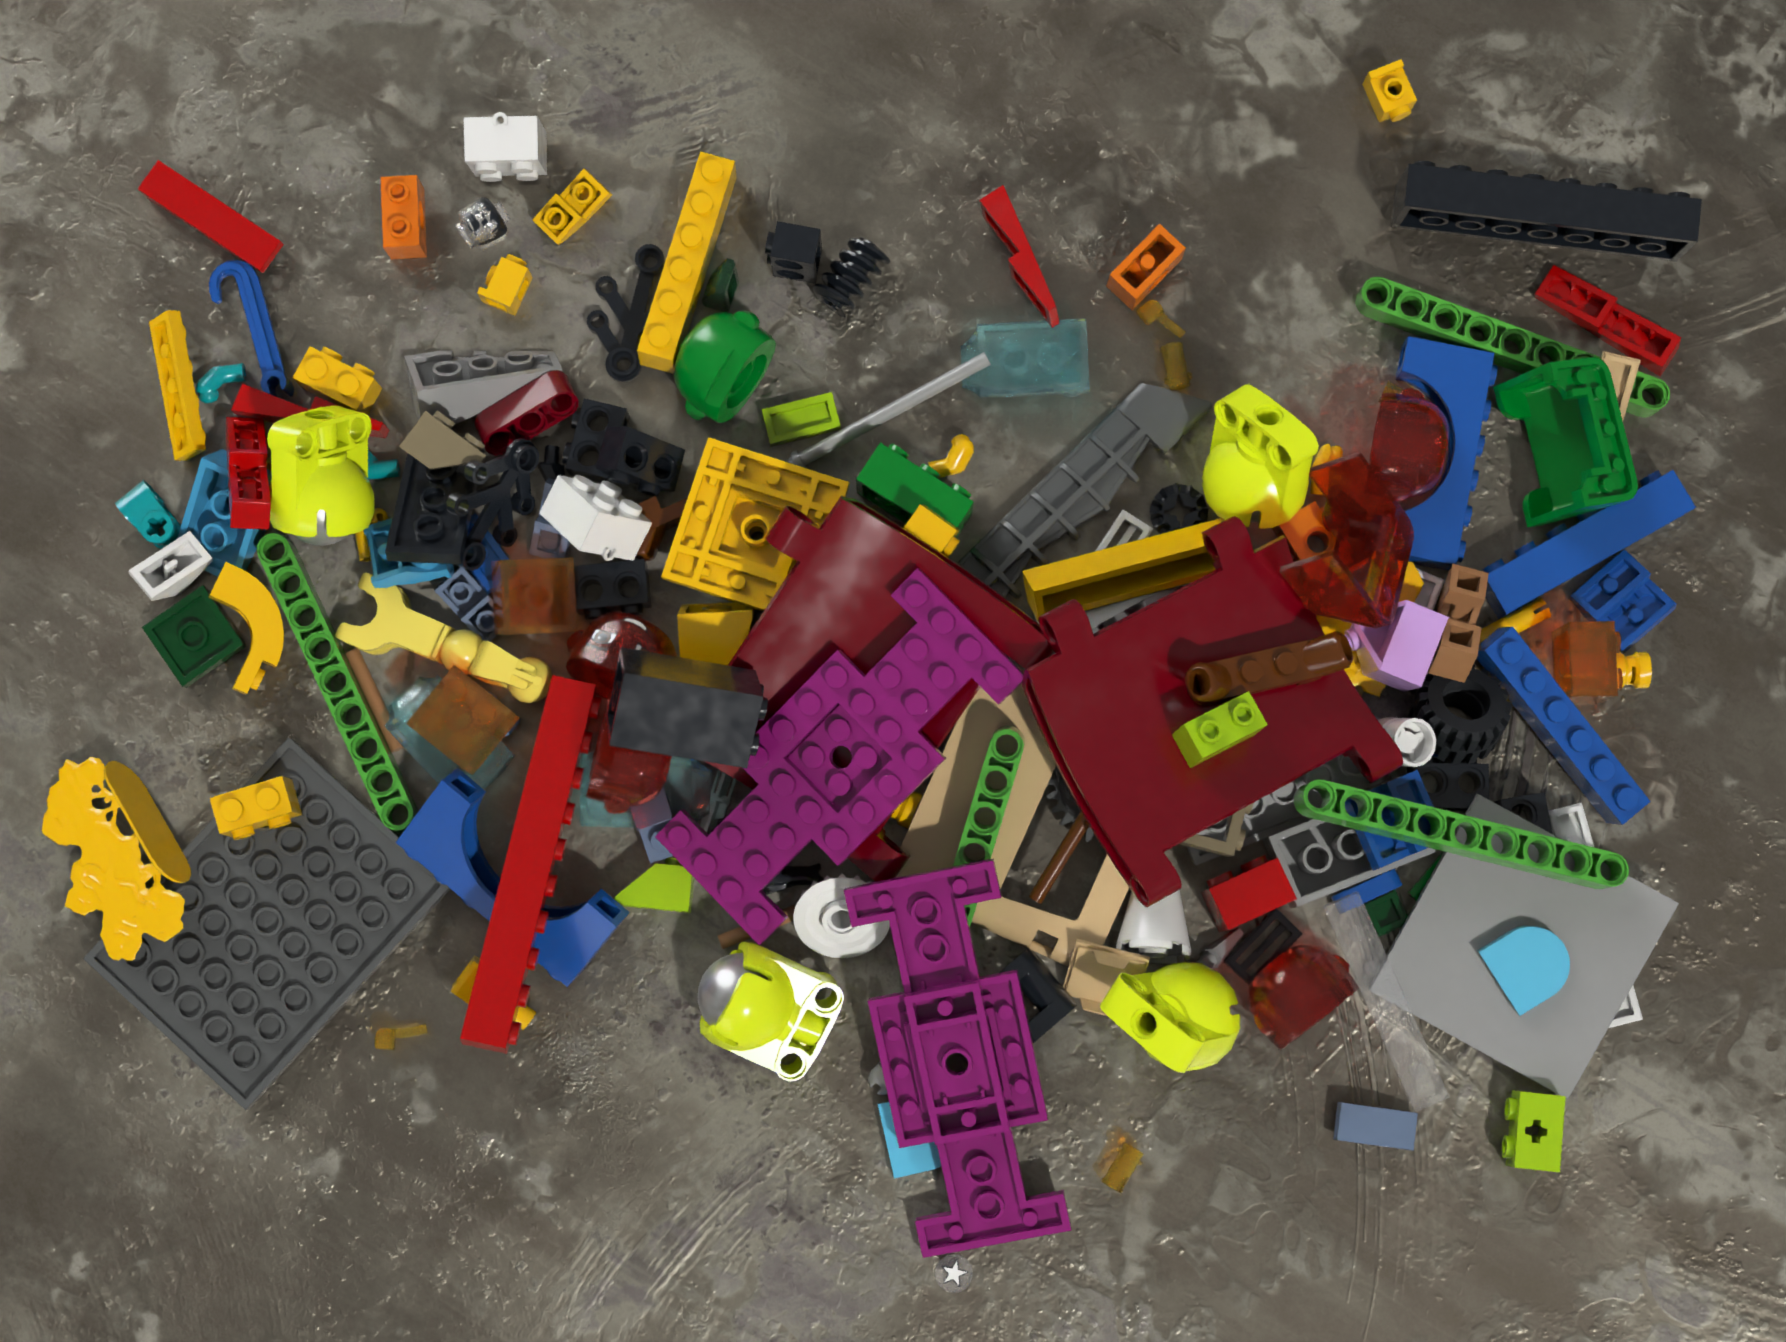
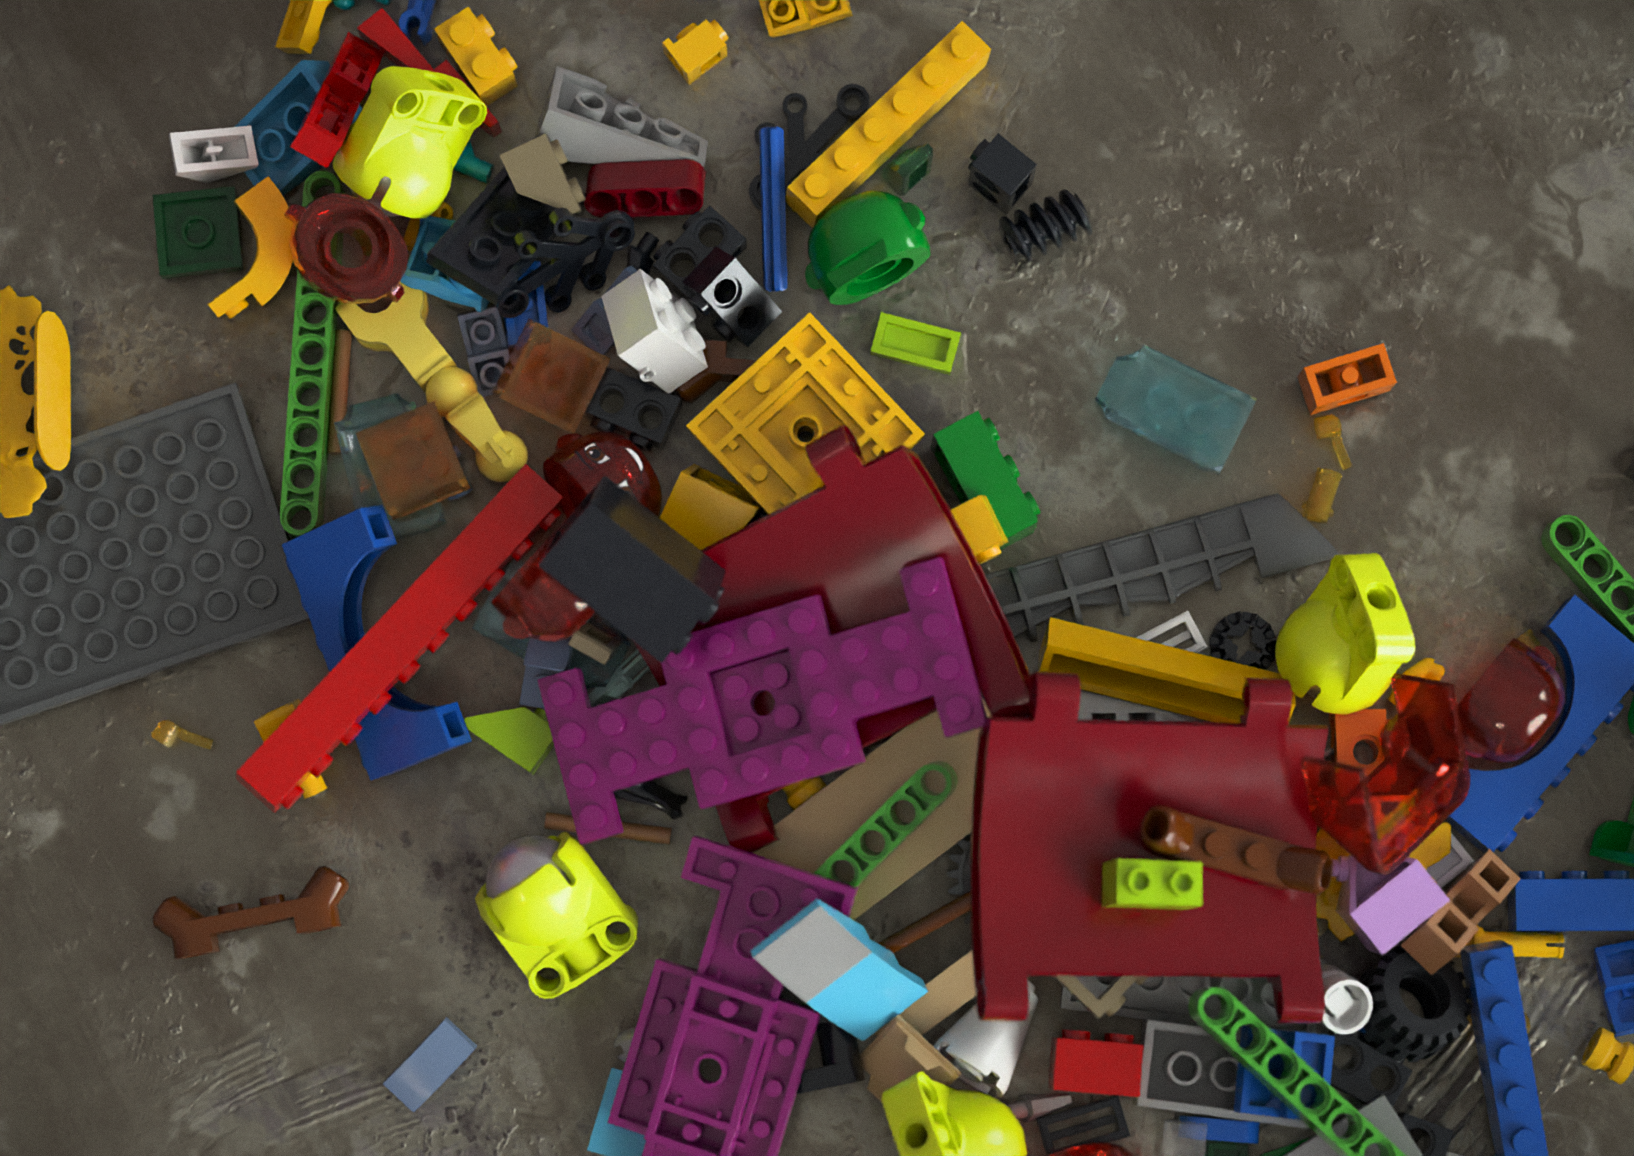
camera: 30 degrees right, 0 degrees up
(148, 514) = (220, 86): teal piece -> none
(256, 806) = (165, 434): yellow brick -> none
(338, 561) = (381, 242): none -> clear red piece
(496, 1181) = (197, 934): none -> reddish brown plate
(634, 374) = (773, 208): none -> blue axle
(684, 783) = (595, 643): none -> dark tan tile
(736, 1181) = (430, 1064): none -> sand blue slope
(827, 928) = (657, 862): white gear -> none
(889, 411) = (1006, 384): light grey bar -> none
(957, 458) = (1049, 468): yellow arm -> none
(1014, 930) = (839, 970): none -> slope
(1024, 269) = (1222, 309): red slope -> none
(1587, 661) = (1571, 1023): clear orange brick -> none

